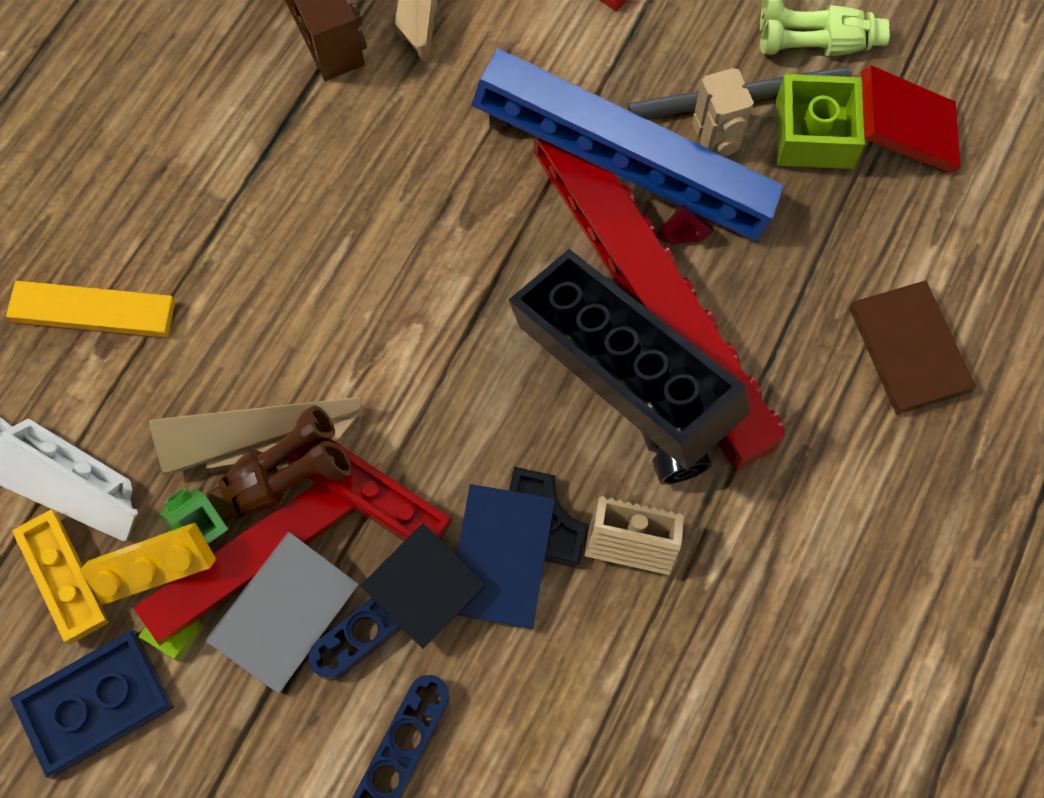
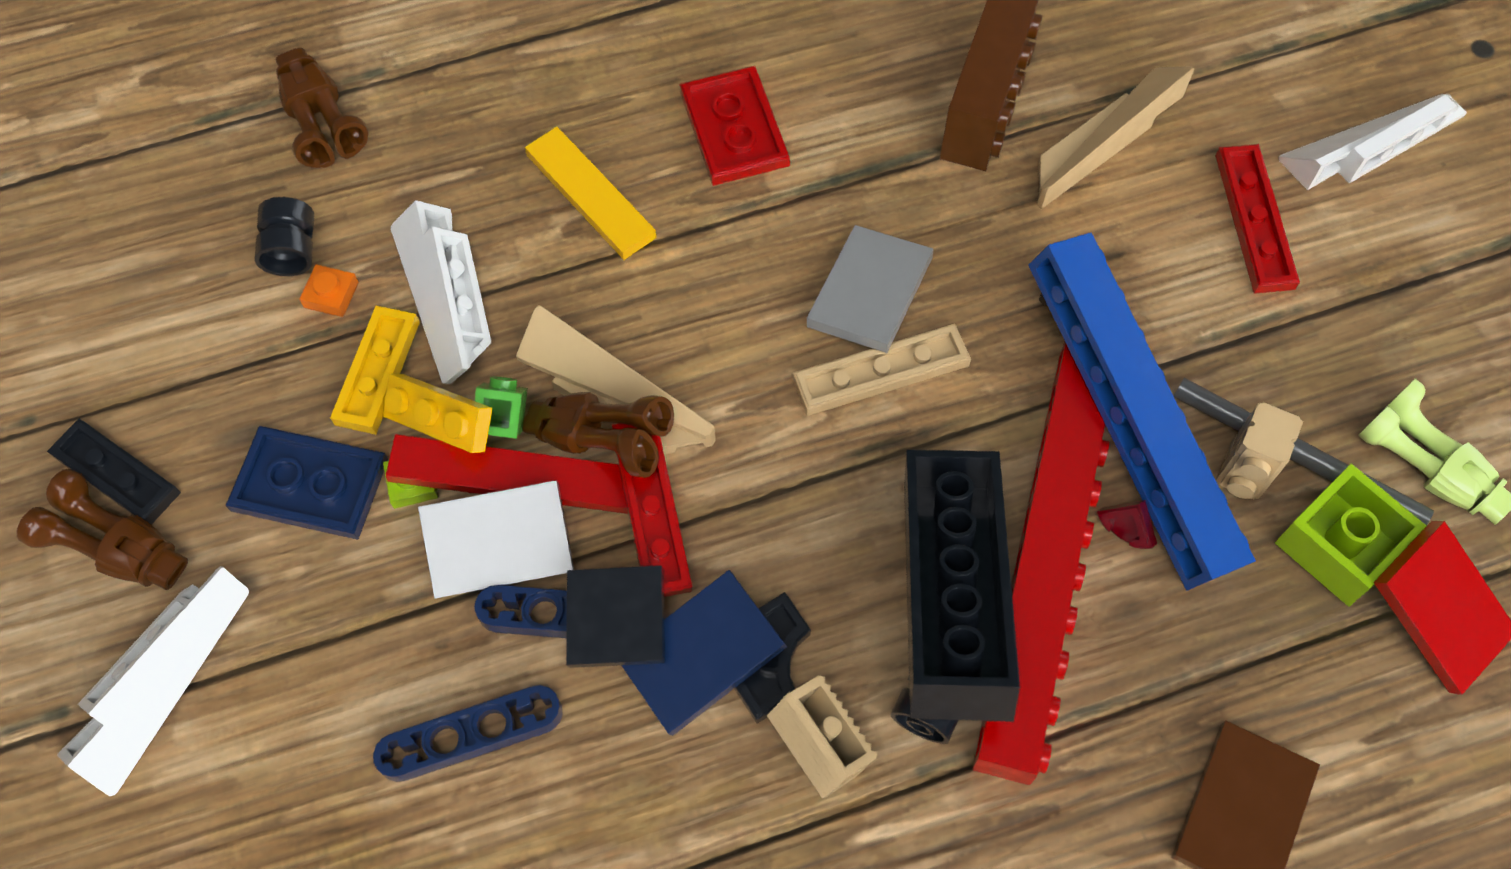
camera: 45 degrees right, 5 degrees down
(151, 172) = (734, 125): none -> red tile
(369, 211) = (870, 288): none -> light grey tile
(428, 262) = (879, 372): none -> tan tile

